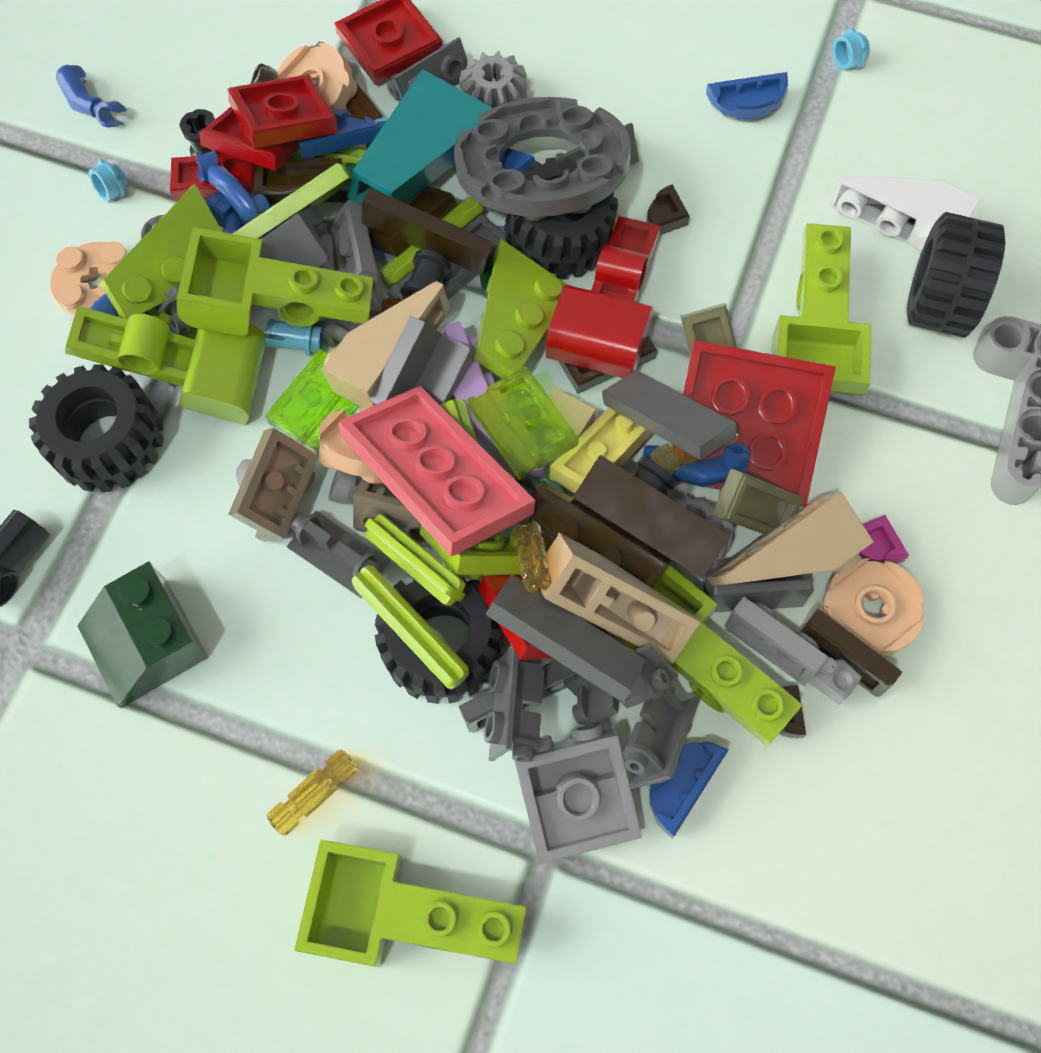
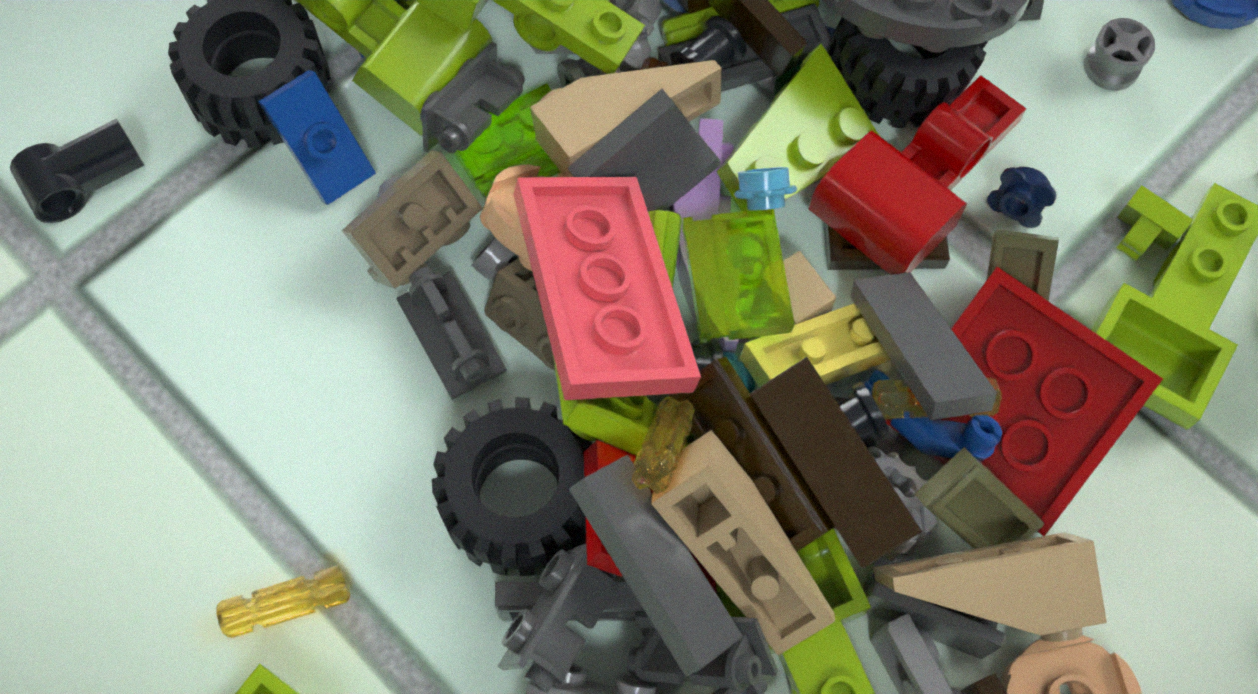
camera: 20 degrees right, 0 degrees up
(139, 634) = (184, 324): dark green slope -> none
(174, 457) = (317, 137): none -> blue plate
(266, 398) = (455, 114): none -> dark grey hinge
(293, 337) = (535, 64): medium azure pin -> none
(410, 627) = (481, 462): lime axle -> none
(415, 560) = (527, 384): lime axle -> none
(513, 354) = (764, 187): none -> medium azure plate
(668, 211) = (1046, 95): dark brown tile -> none
(685, 286) = (1022, 195): none -> dark blue plate
(699, 152) = (1117, 40): none -> flat silver wheel
(777, 267) = (1151, 221): none -> lime tile
(885, 544) = (1125, 627): dark pink tile -> none

